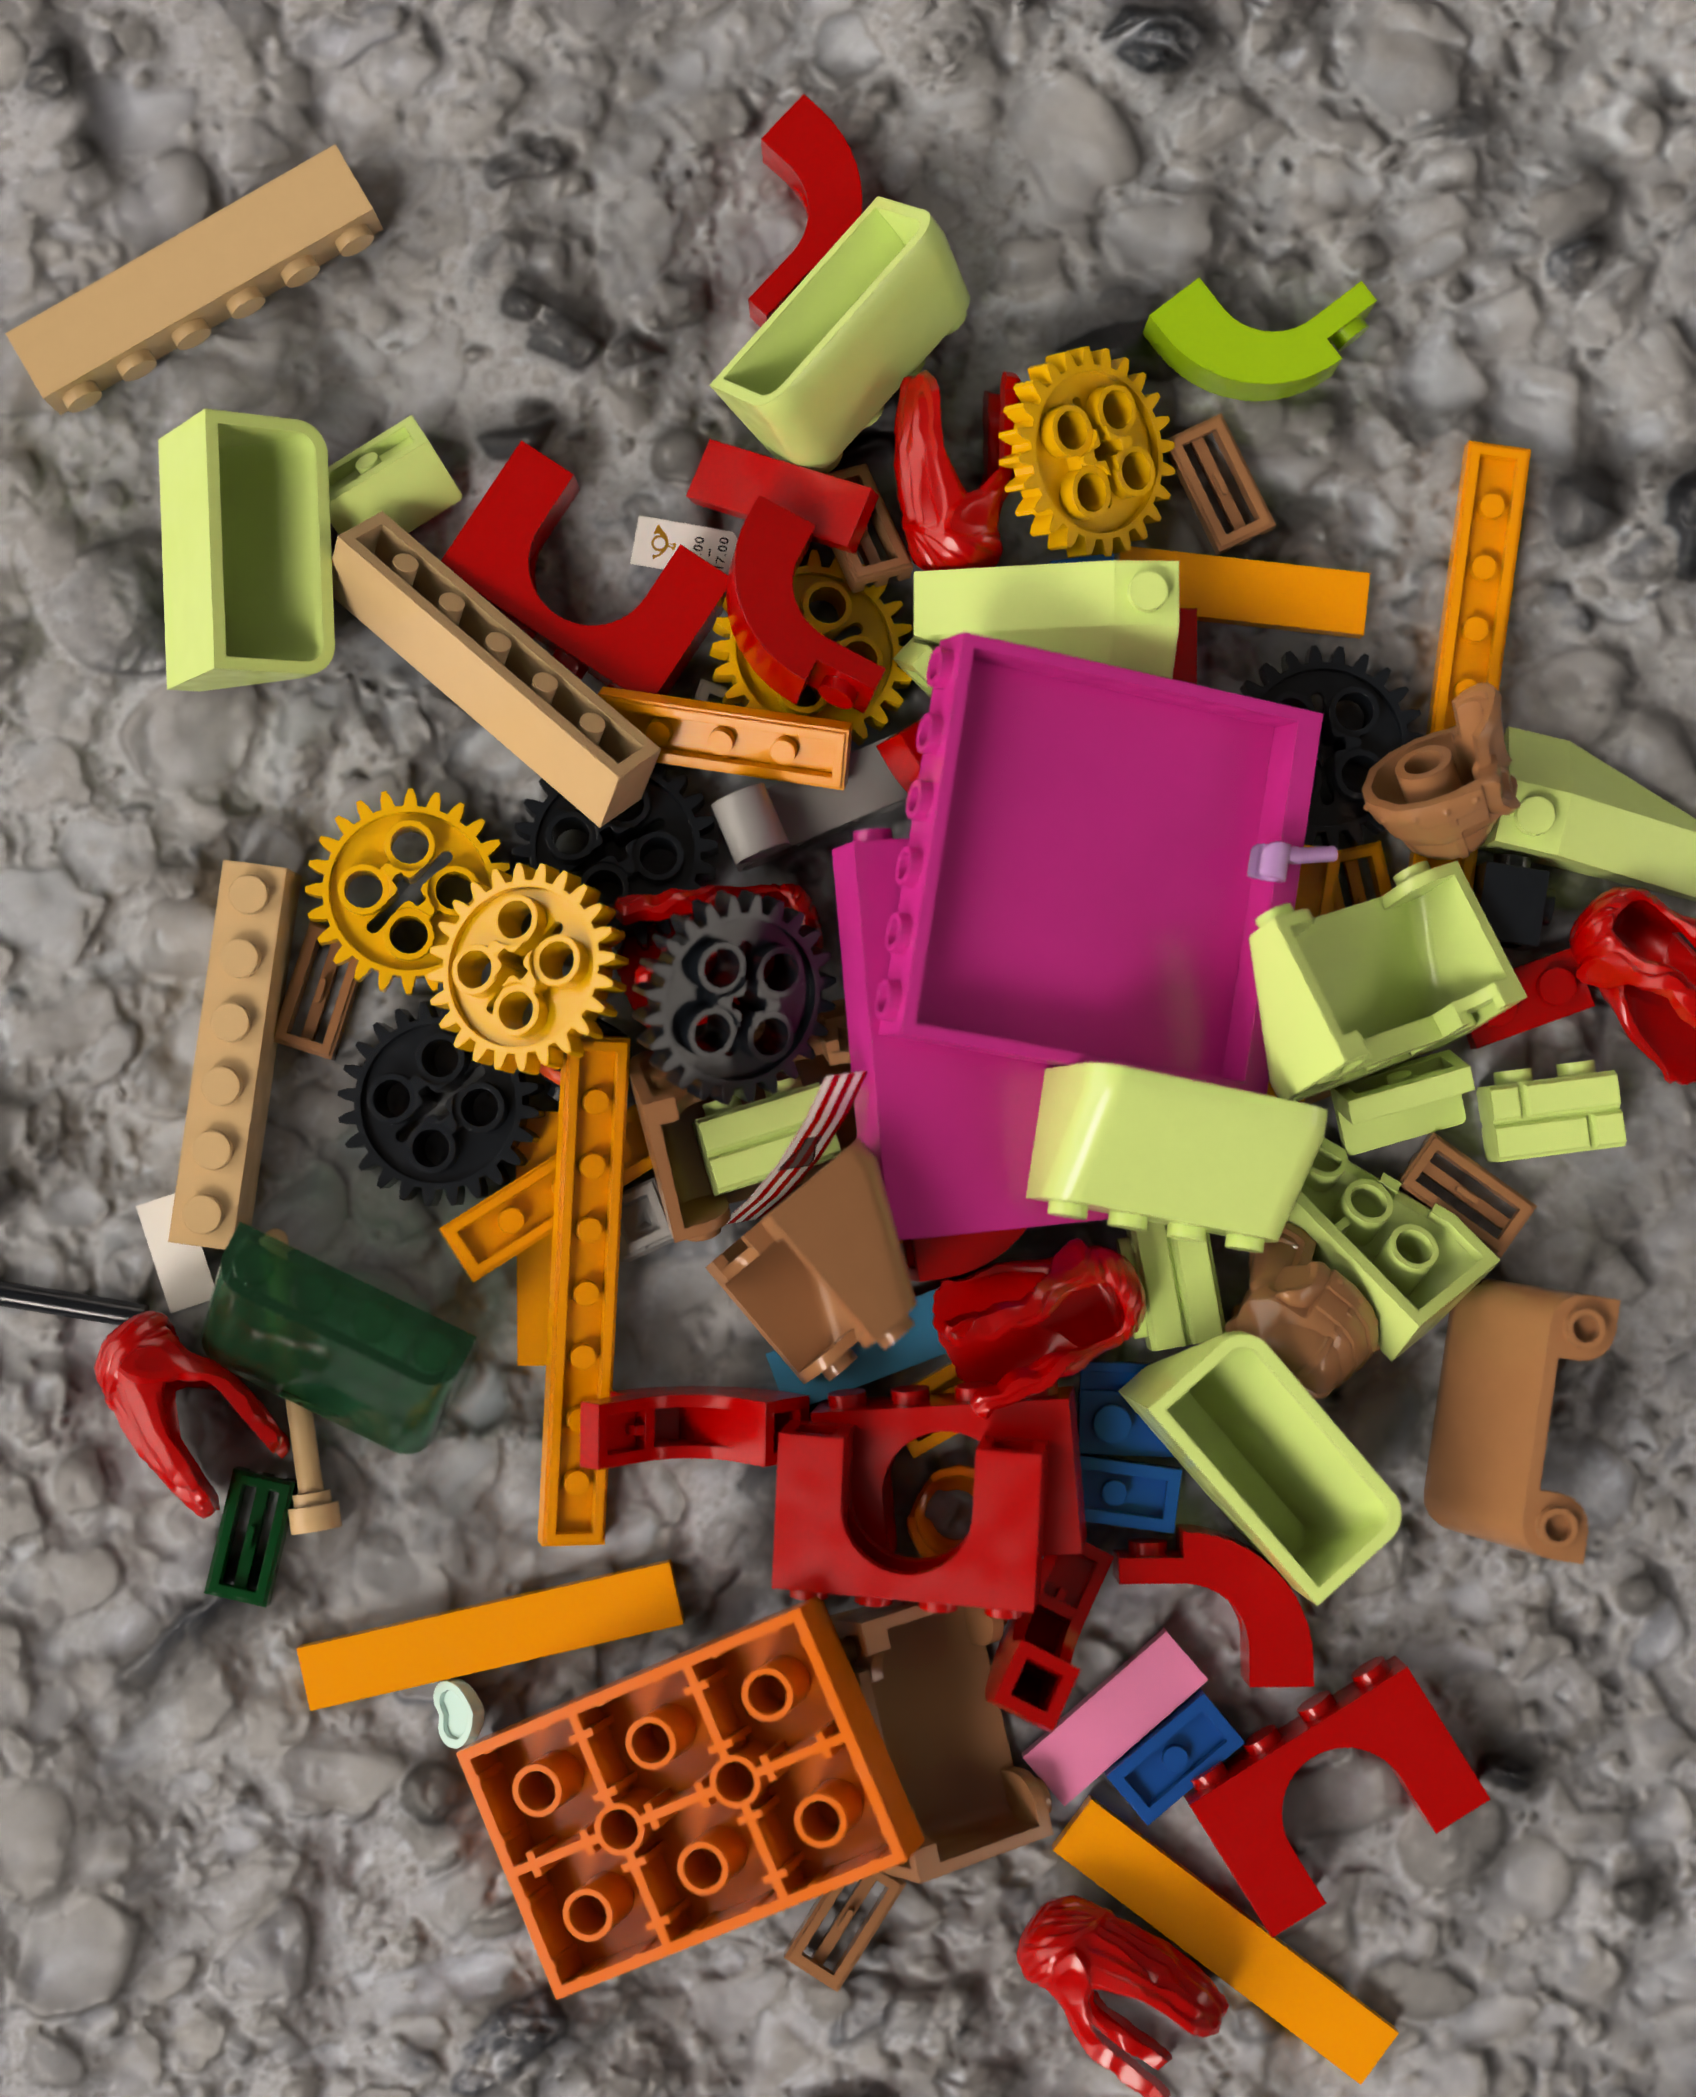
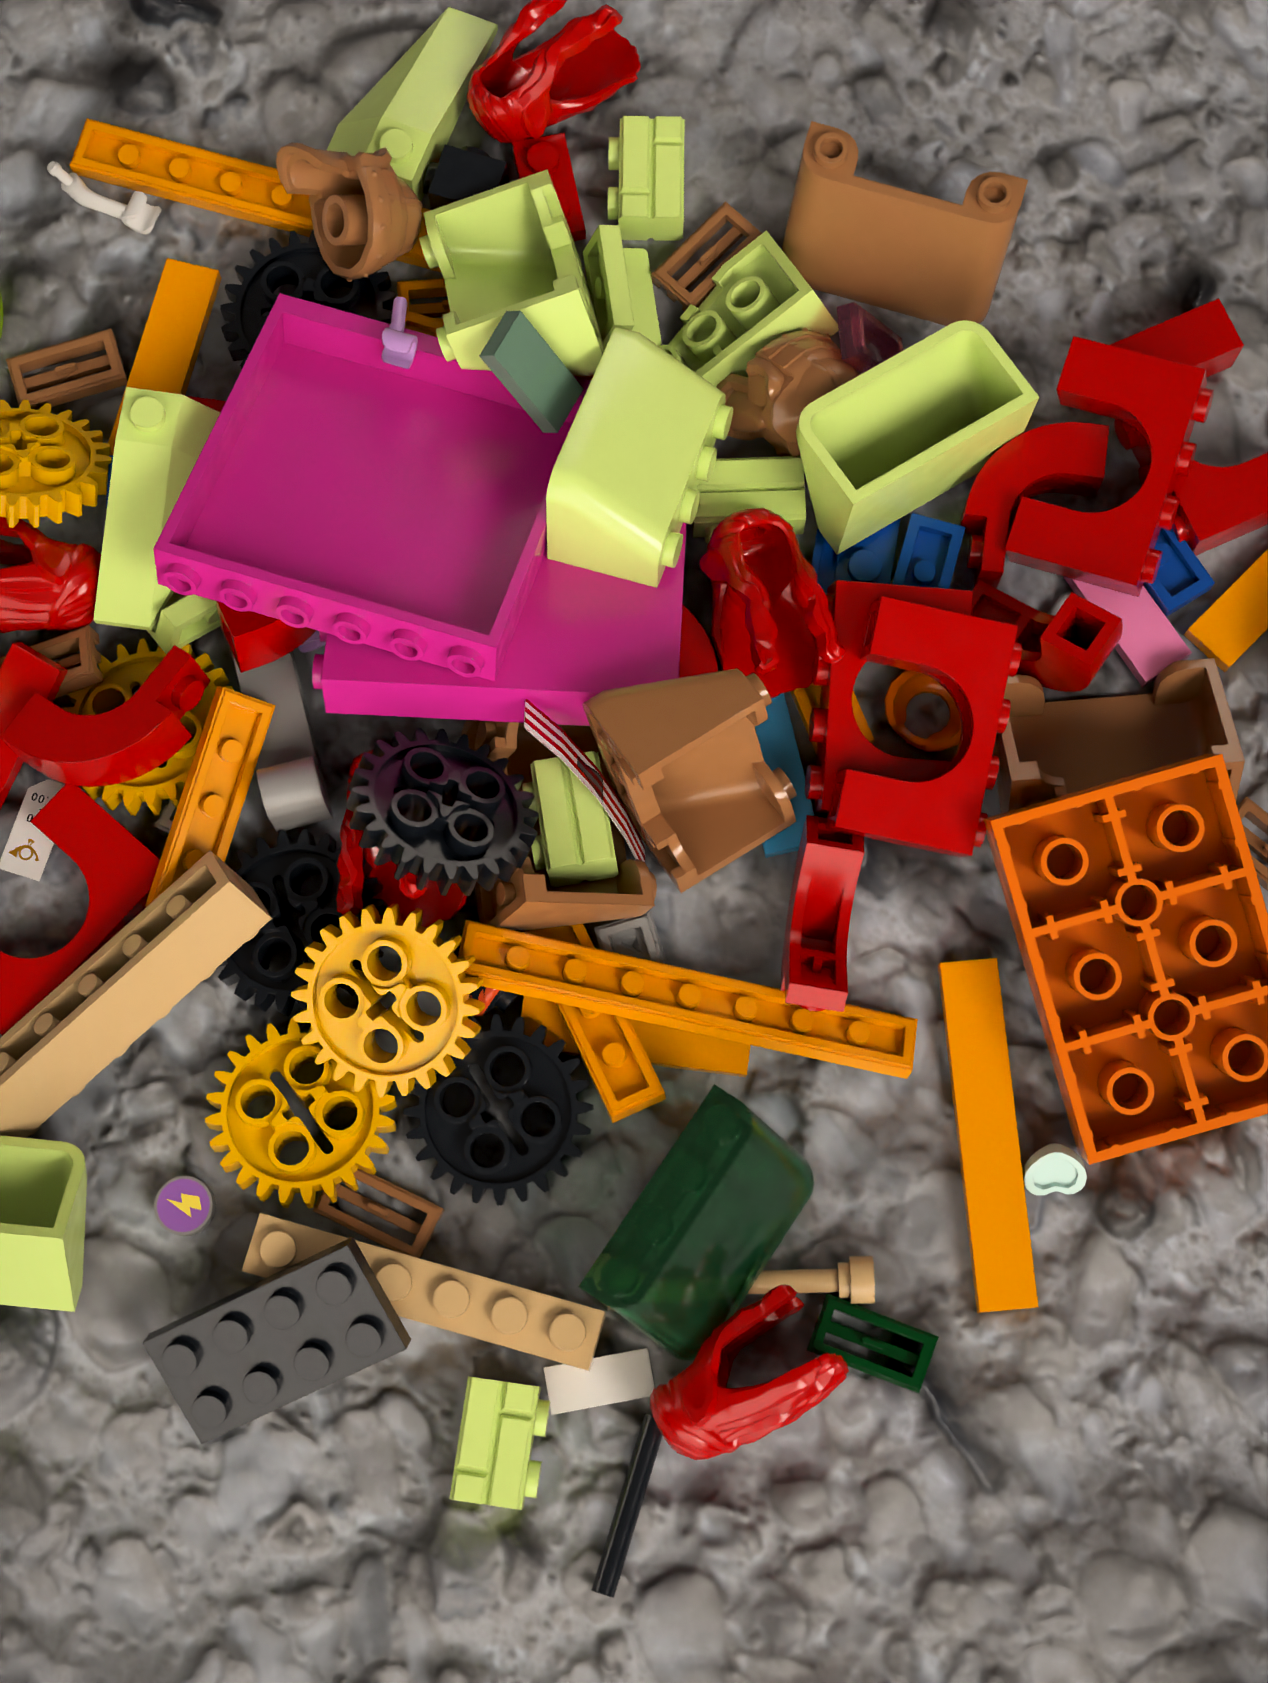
camera: 80 degrees left, 10 degrees down
(91, 1155) = (497, 1443): none -> yellowish green brick
(158, 909) = (277, 1340): none -> black plate
(298, 784) = (184, 1206): none -> medium lavender tile
(1249, 1020) = (531, 371): none -> sand green tile
(1336, 1749) = (1118, 544): none -> red arch
(1371, 1399) = (864, 338): none -> clear pink tile
(1421, 528) = (136, 215): none -> white piece

